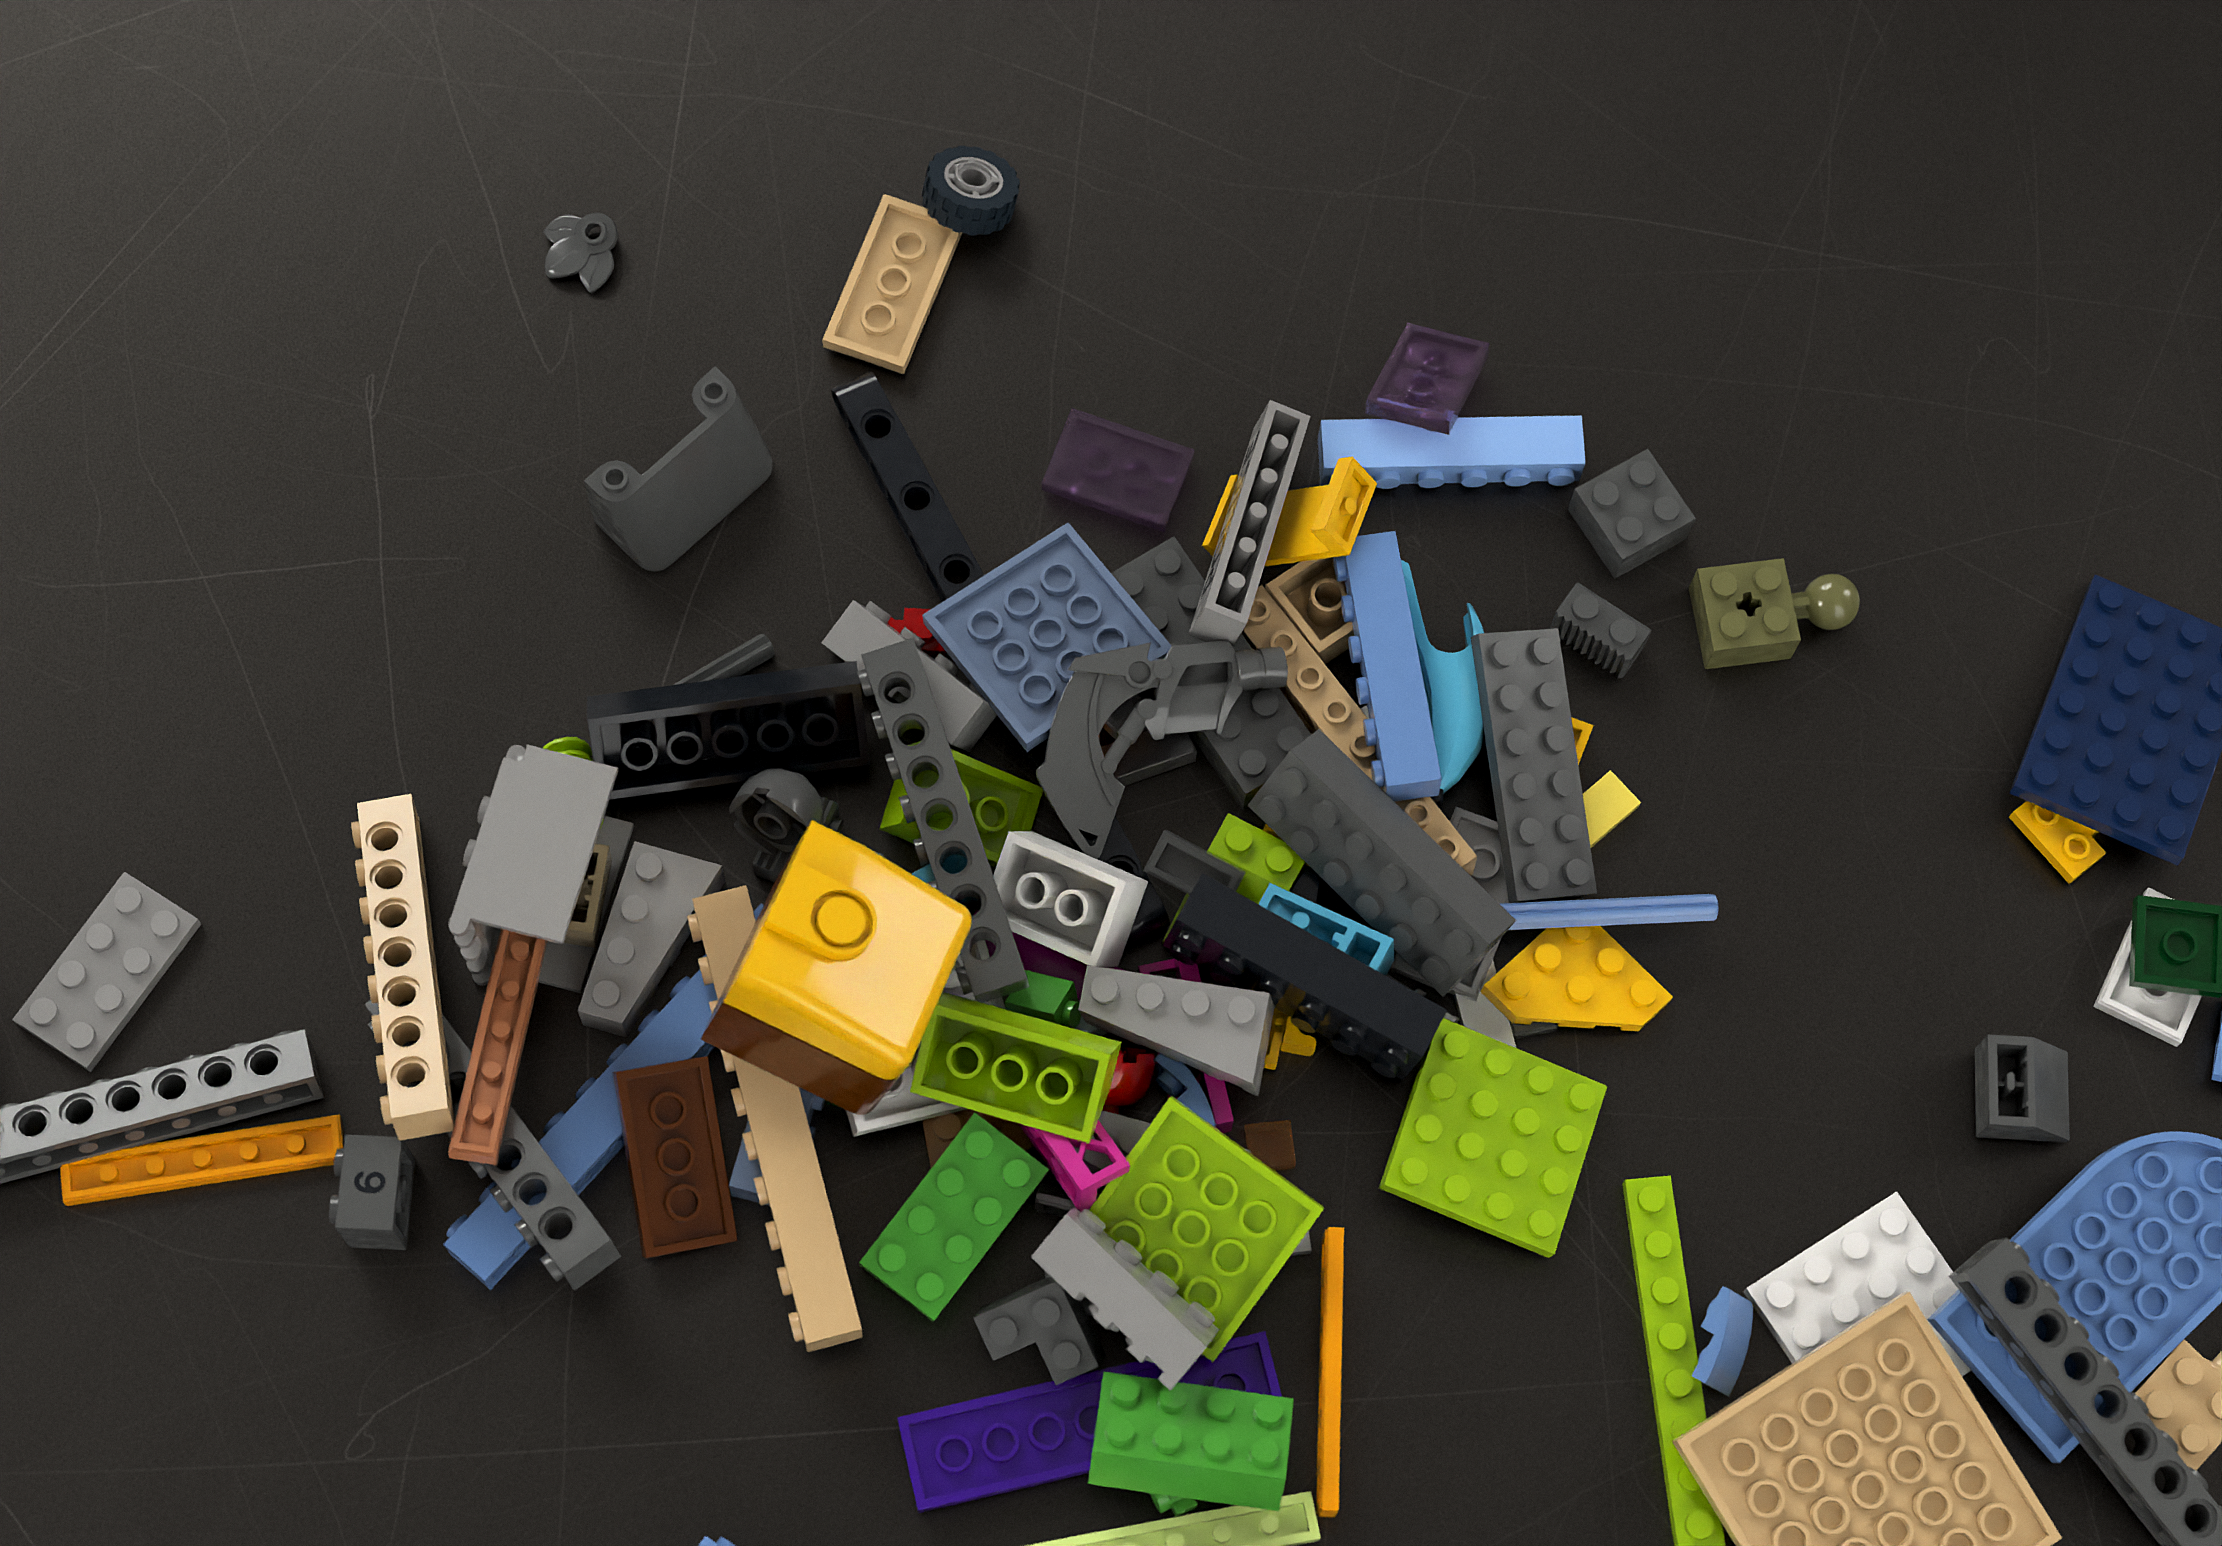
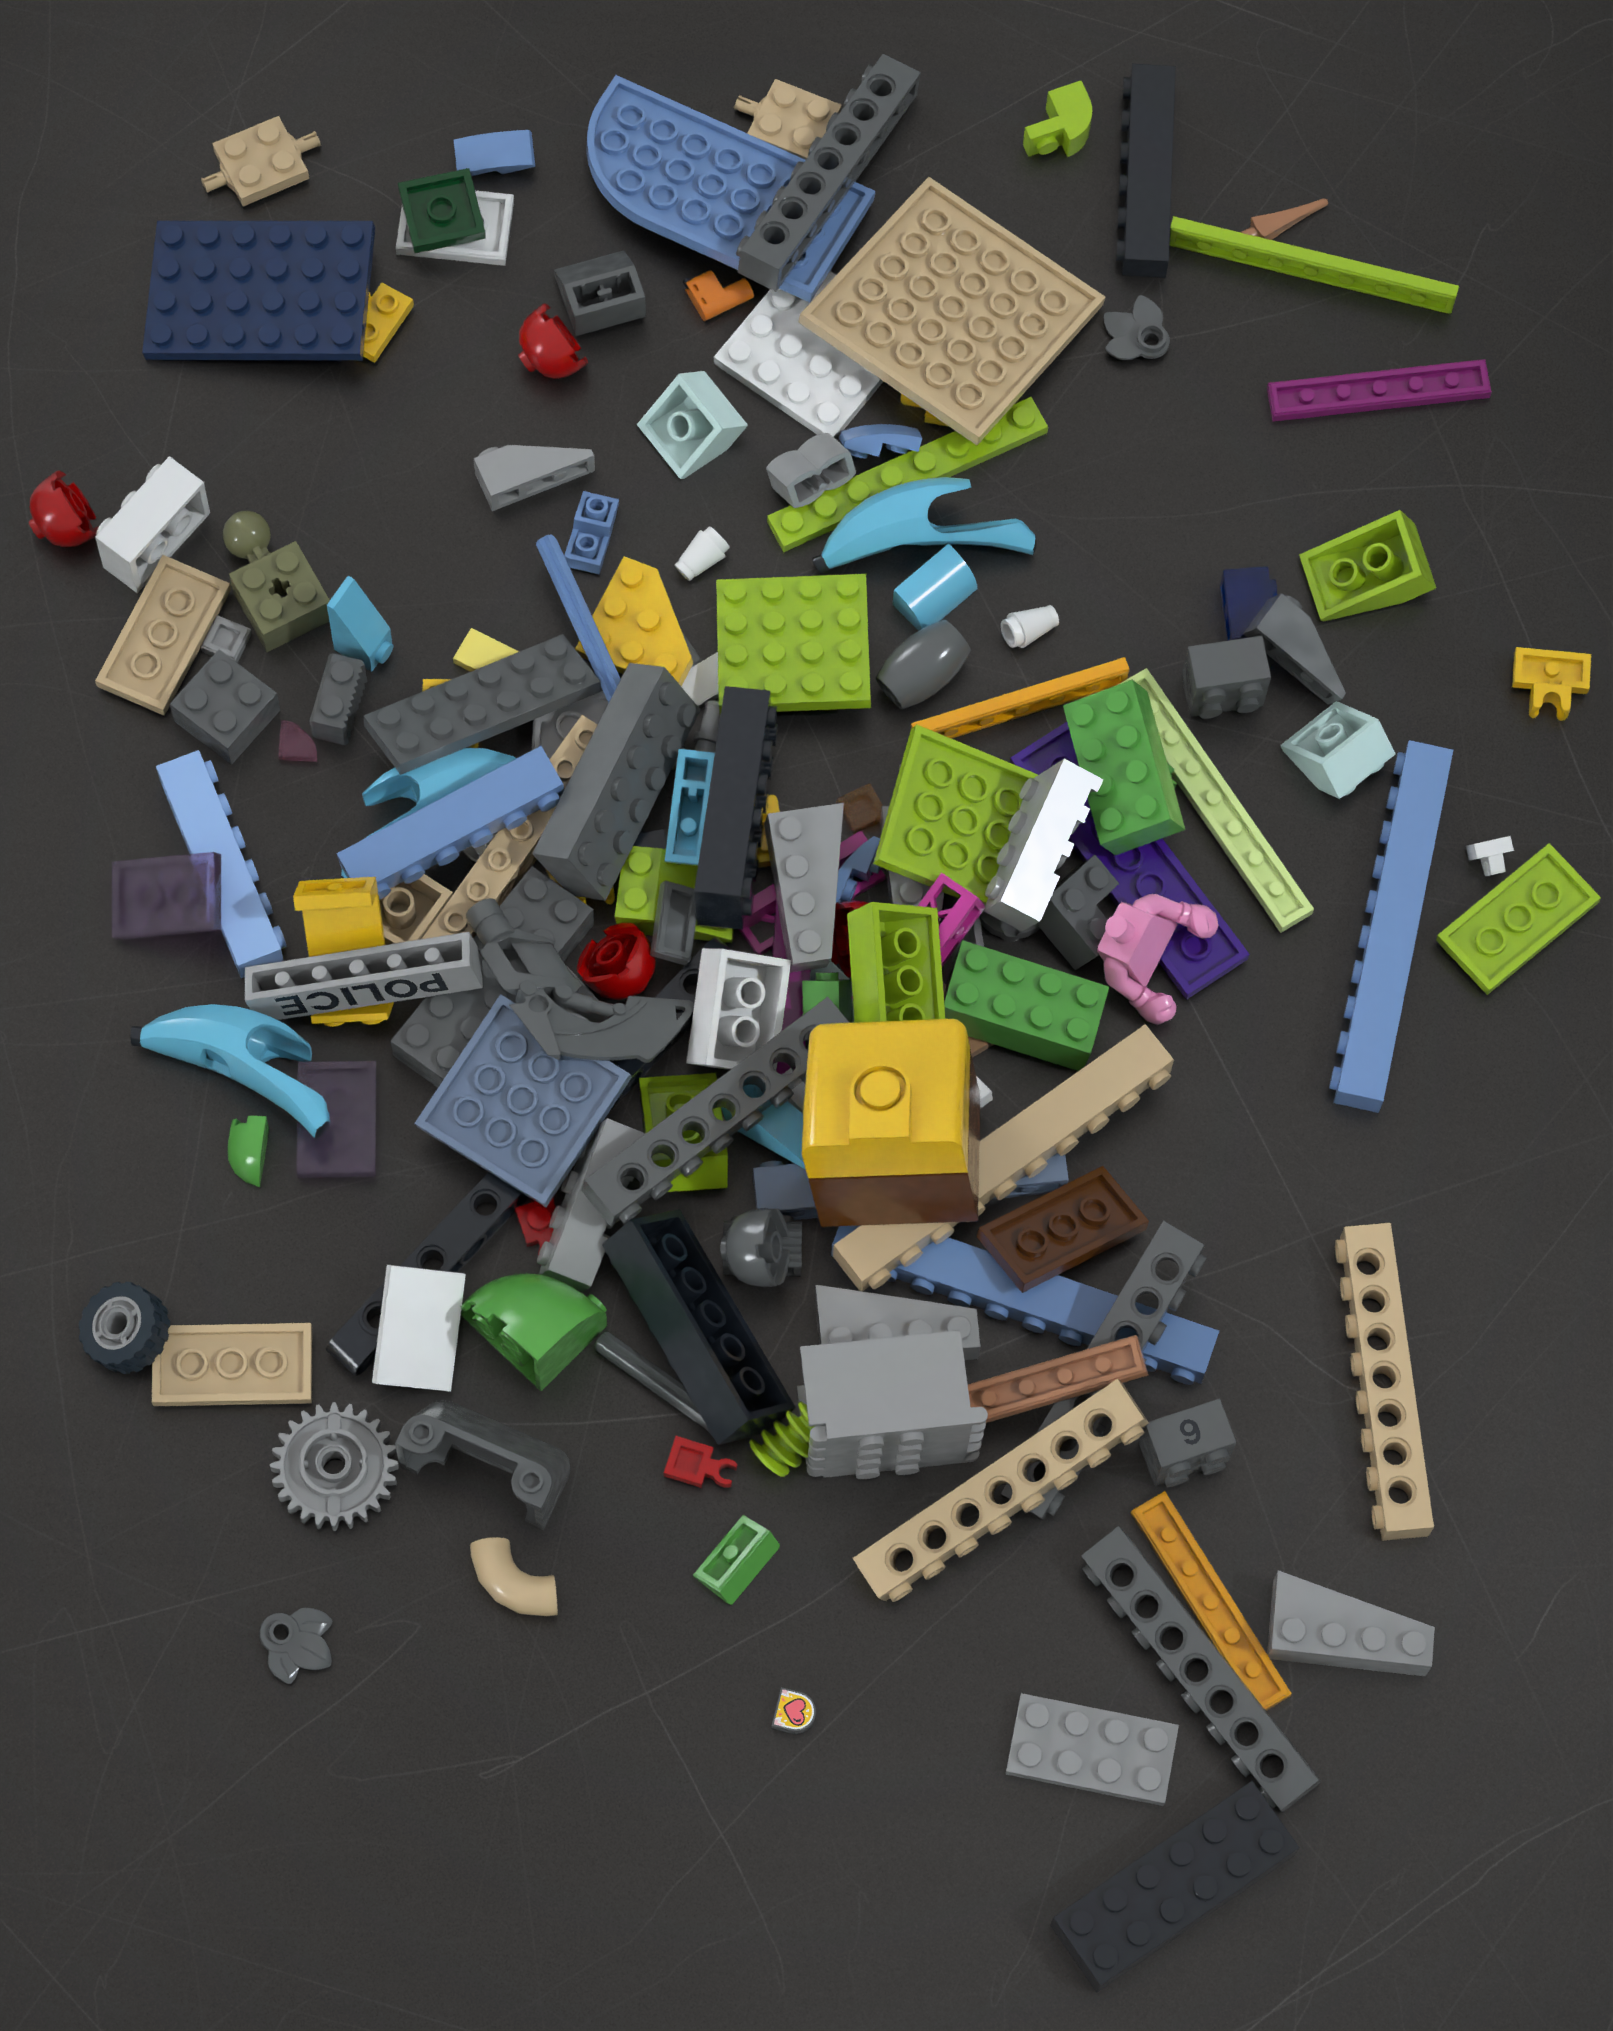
camera: 110 degrees left, 0 degrees up
(96, 1282) = (1341, 1631): none -> light grey wedge
(194, 1393) = (1376, 1245): none -> tan brick
(290, 688) = (793, 1712): none -> tile
(474, 693) = (737, 1559): none -> bright green slope
(543, 460) = (508, 1583): none -> tan cylinder
(591, 677) = (692, 1463): none -> red plate
(745, 310) = (340, 1494): none -> light grey gear
(806, 569) = (535, 1322): none -> bright green brick
(848, 459) = (418, 1328): none -> white tile
(975, 1374) = (1136, 942): none -> bright pink torso
(1121, 378) = (248, 1148): none -> bright green brick
(1176, 800) = (617, 963): none -> red cylinder
(1226, 394) = (237, 1046): none -> medium azure piece
(1416, 1274) = (923, 664): none -> dark grey piece
(1426, 1423) = (1028, 625): none -> white cone
(1510, 1331) = (935, 588): none -> medium azure brick
(1565, 575) = (295, 743): none -> clear pink tile
(1605, 1326) = (901, 518): none -> medium azure piece
(1647, 1085) = (702, 553): none -> white cone
(1673, 667) = (357, 626): none -> medium azure slope
(1708, 1242) = (807, 472): none -> light grey brick
(1715, 546) = (227, 637): none -> light grey tile
(1715, 975) = (591, 532): none -> medium blue slope
(1741, 483) = (163, 635): none -> tan plate
(1815, 913) = (523, 471): none -> light grey slope
(1817, 1134) = (691, 423): none -> light aqua slope
(1872, 504) = (152, 523): none -> white brick
(1920, 427) = (61, 512): none -> red cylinder
(1966, 1007) = (549, 345): none -> red cylinder
(1979, 1218) = (711, 298): none -> orange piece

